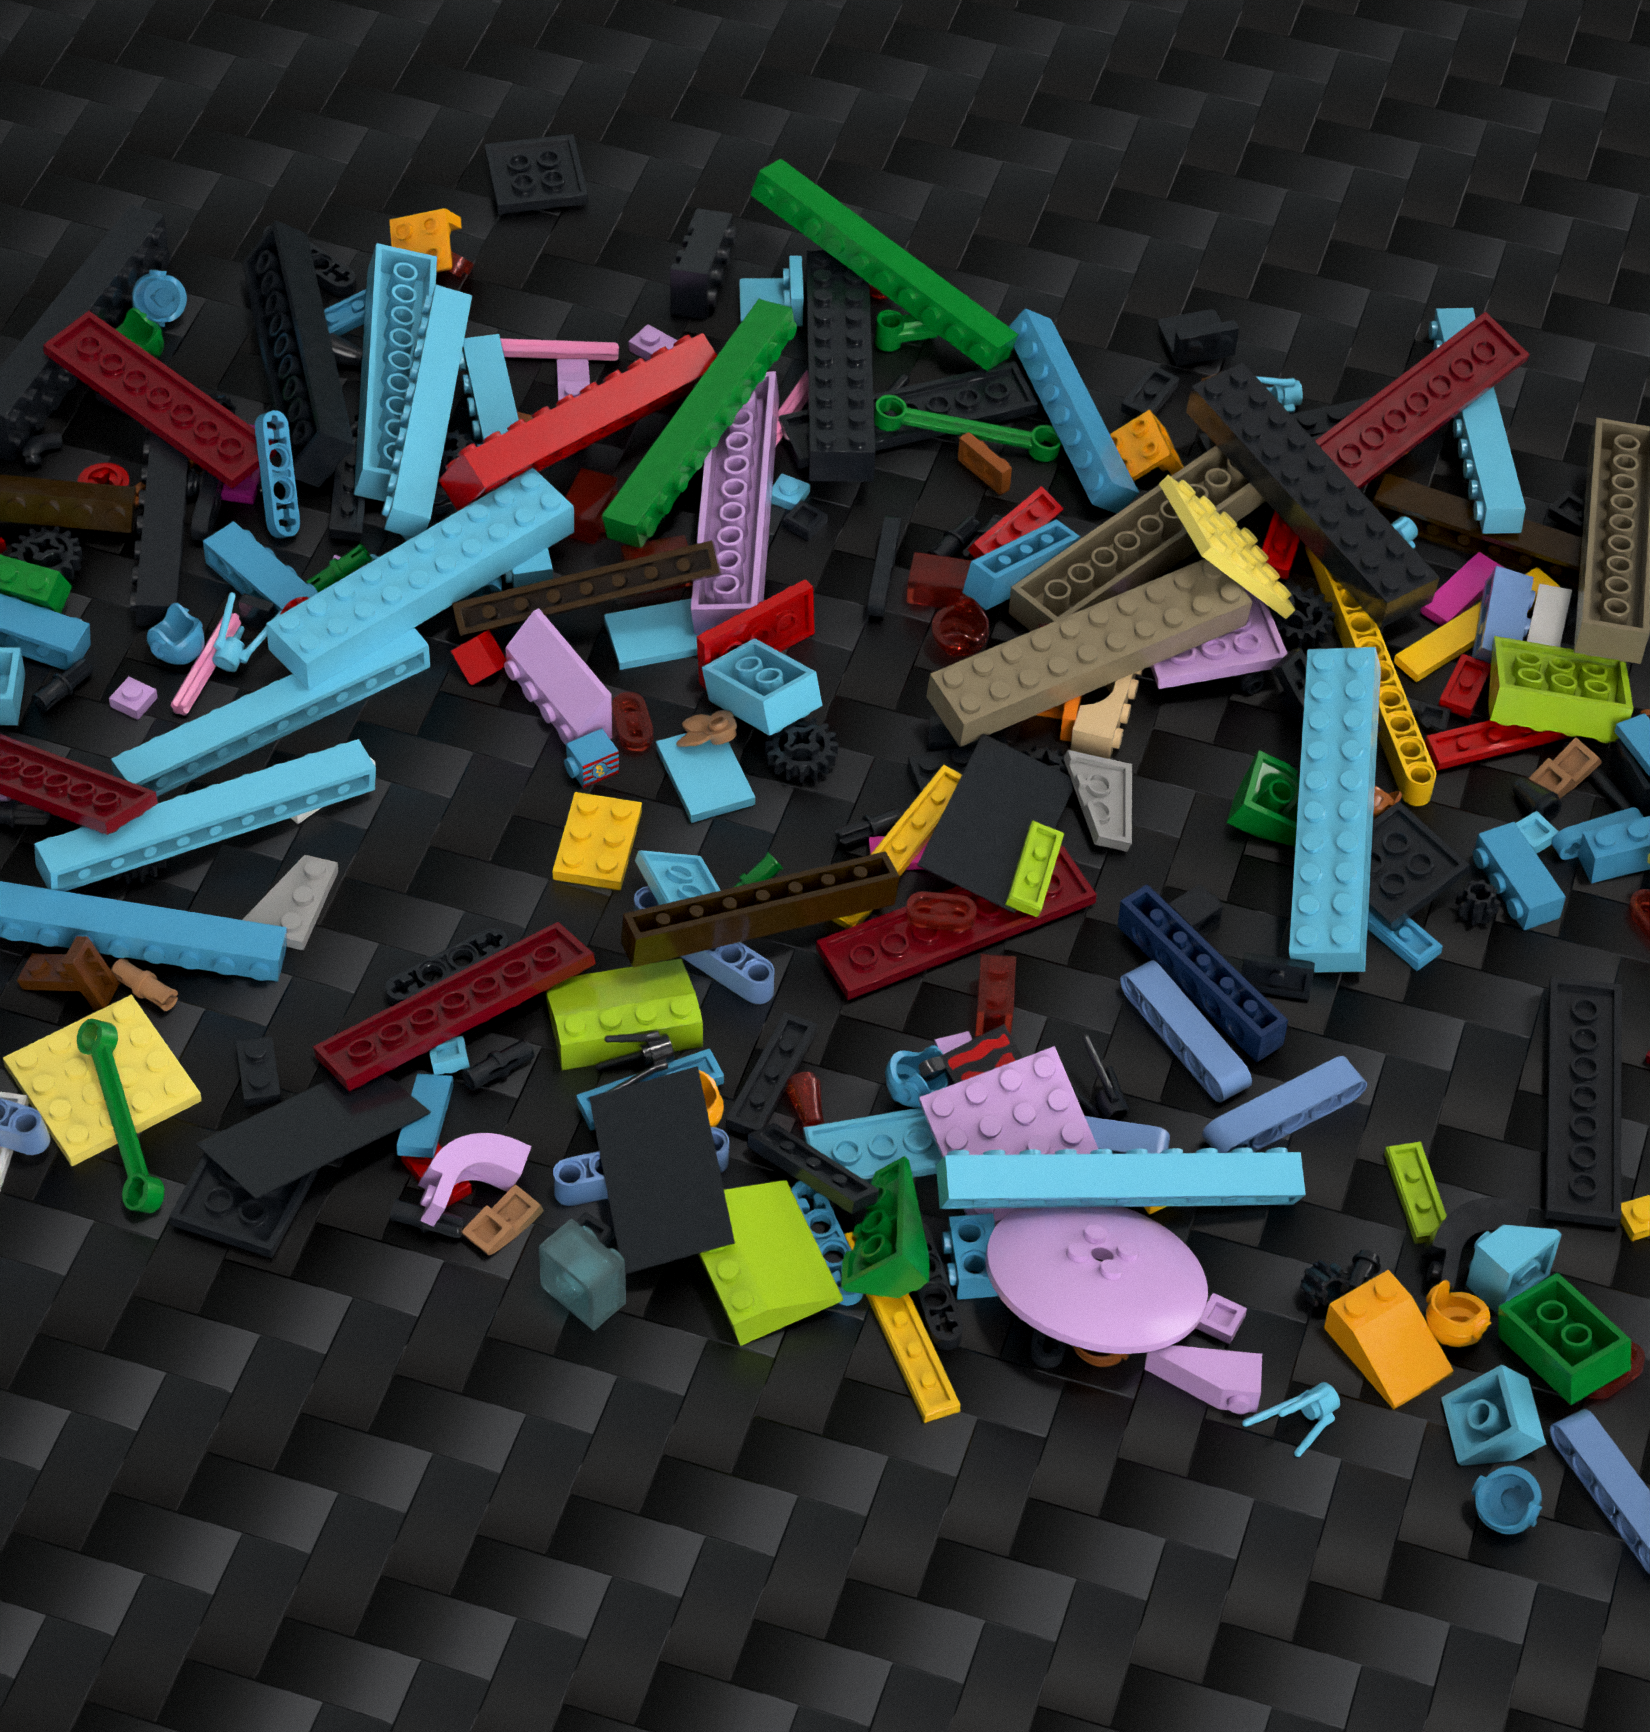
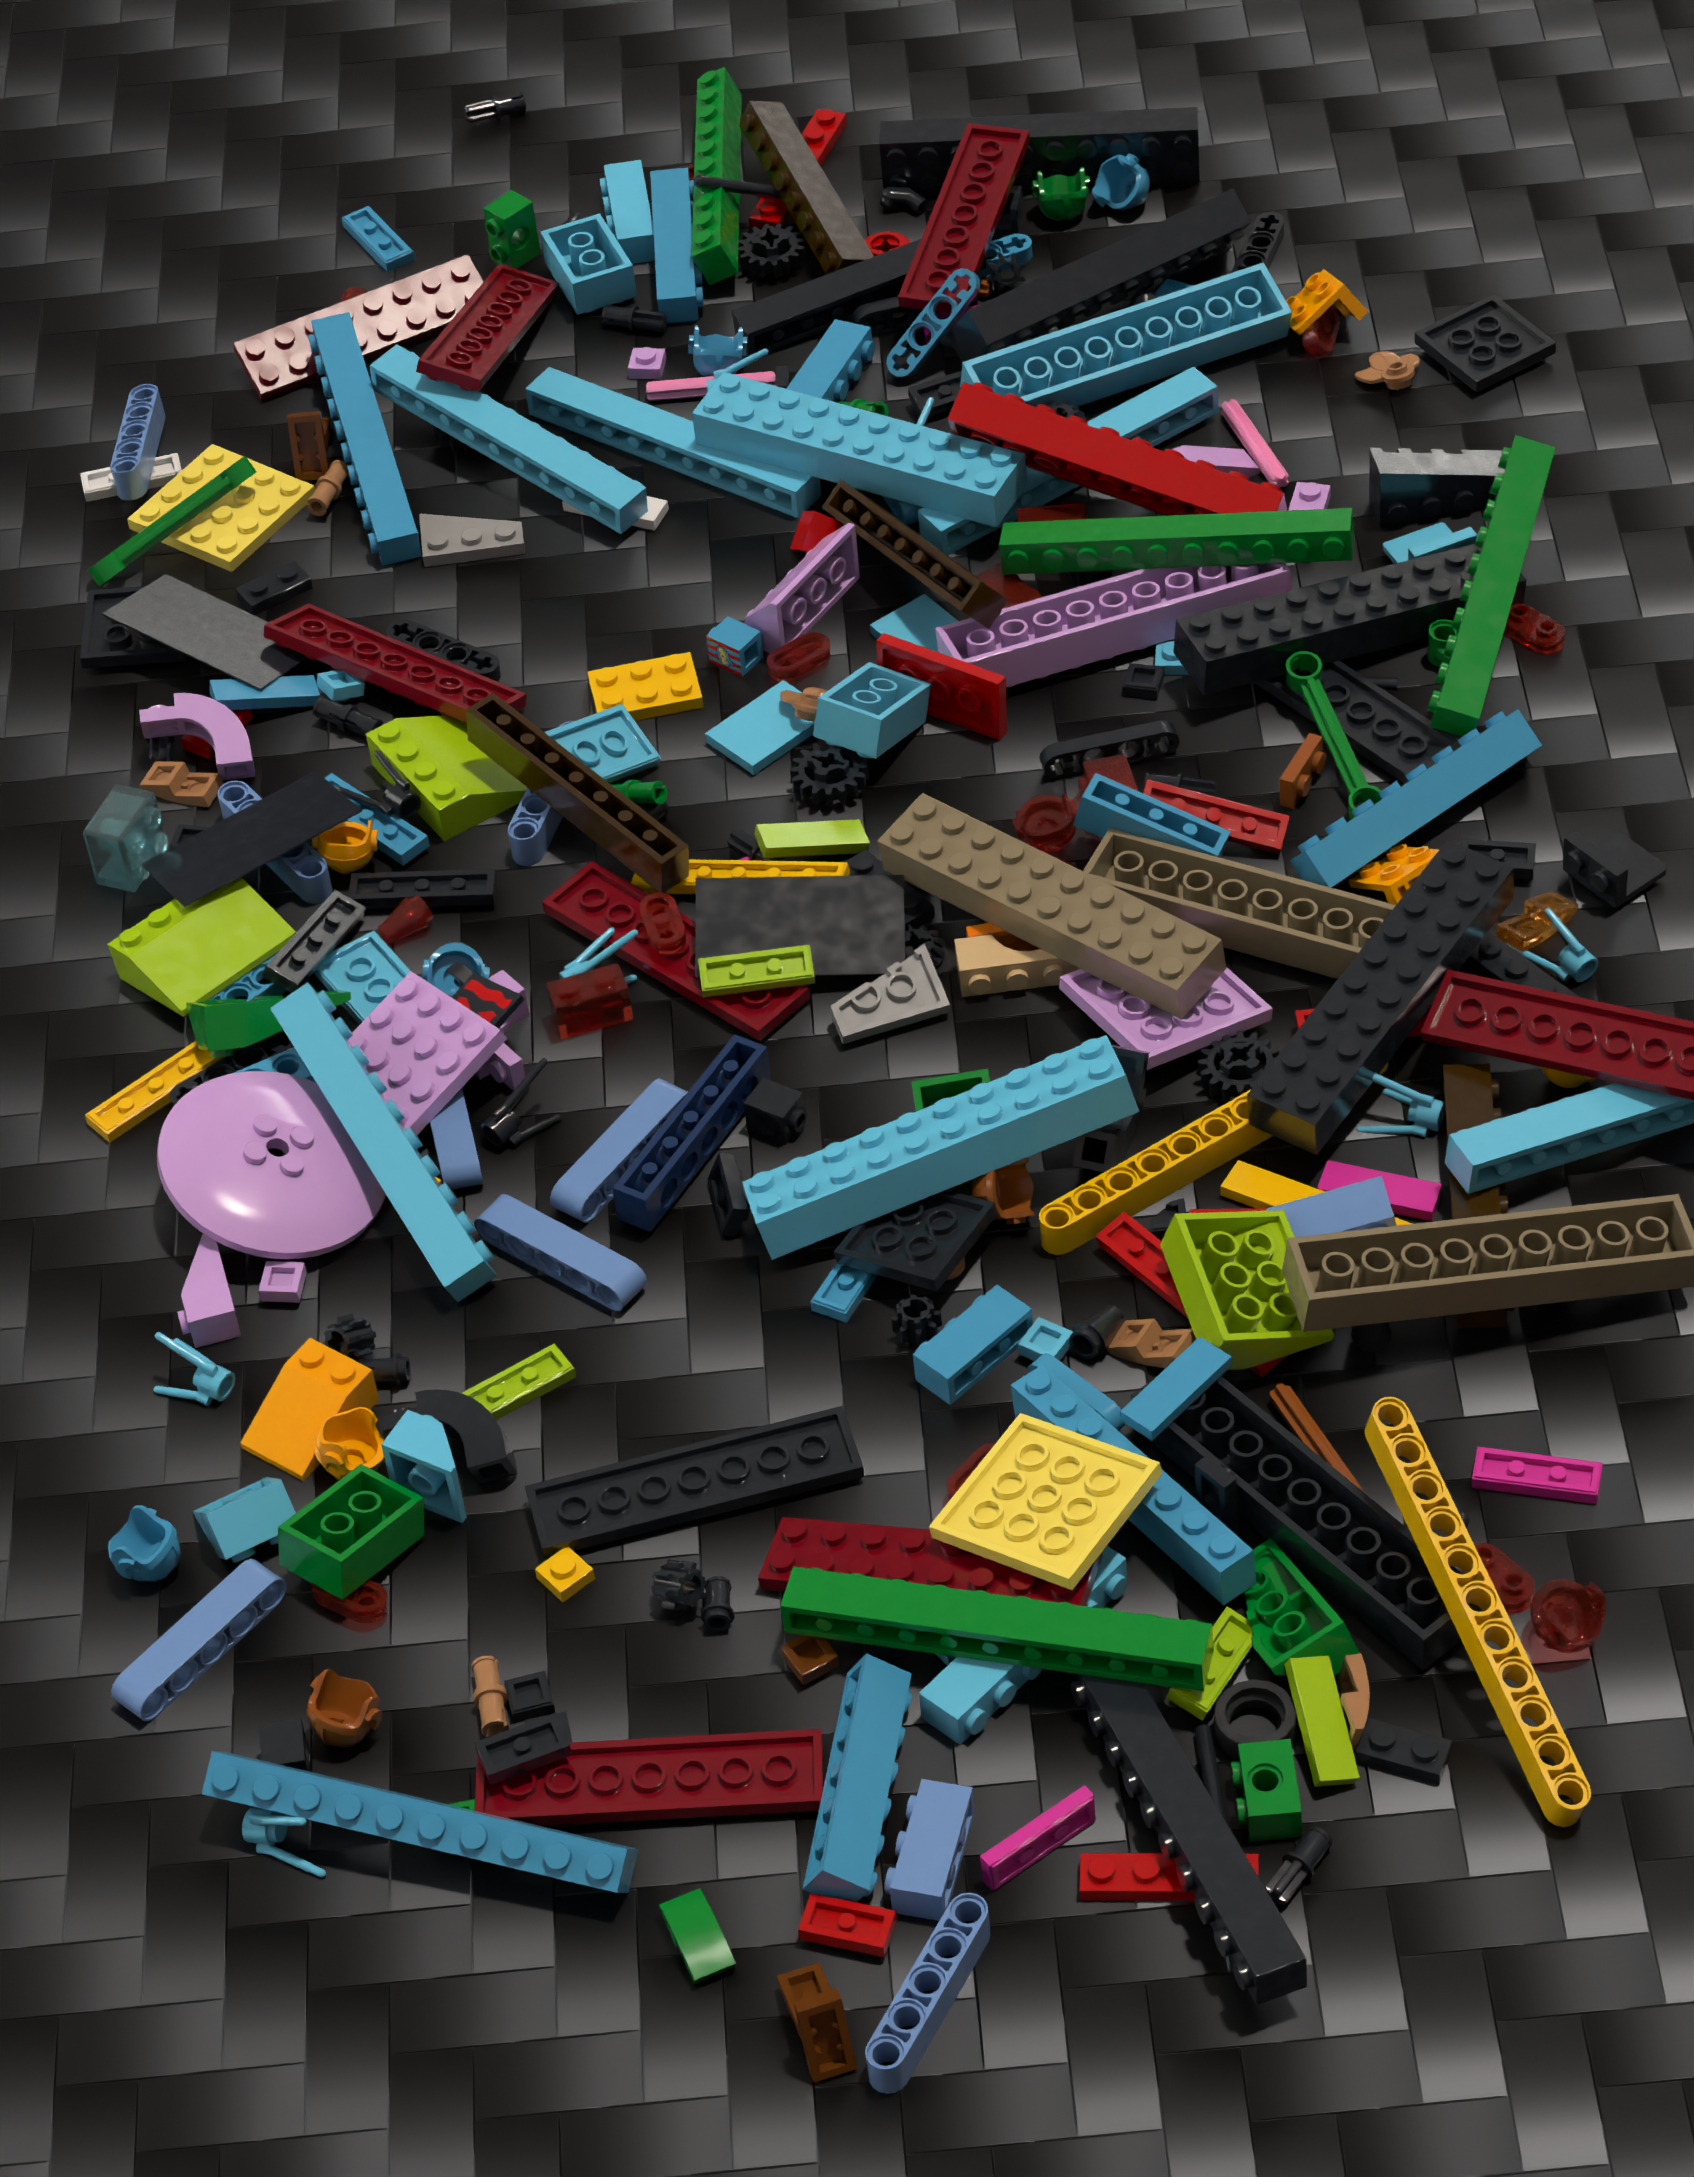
camera: 75 degrees right, 5 degrees down
(428, 412) = (1081, 367): medium azure brick -> none
(523, 239) = (1391, 369): none -> medium nougat plate
(880, 785) = (811, 838): none -> lime tile
(960, 991) = (580, 964): none -> medium azure plant
(1227, 545) = (1246, 949): light yellow plate -> none

